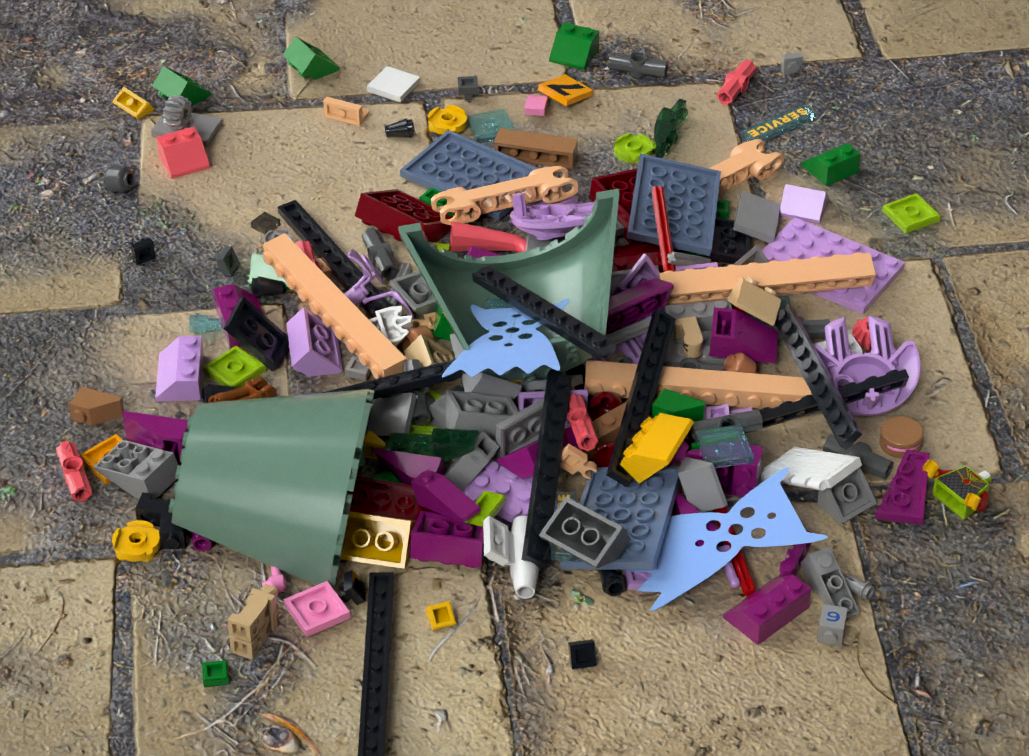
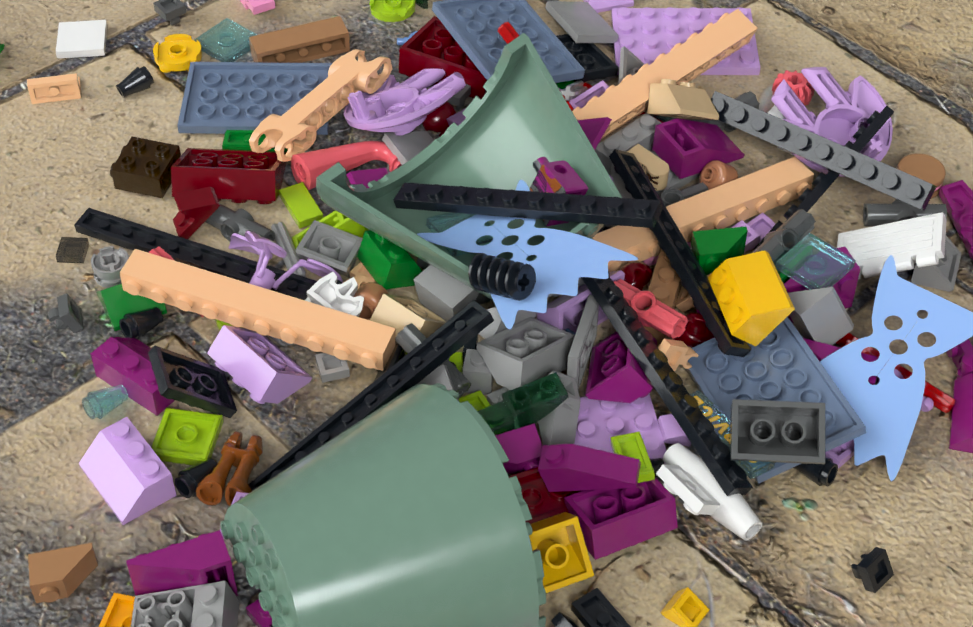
camera: 35 degrees left, 5 degrees up
(348, 185) = (145, 167): none -> dark brown brick
(355, 228) = (194, 209): none -> dark red slope
(467, 343) = (501, 276): none -> black piece
(580, 304) = (556, 178): none -> magenta torso

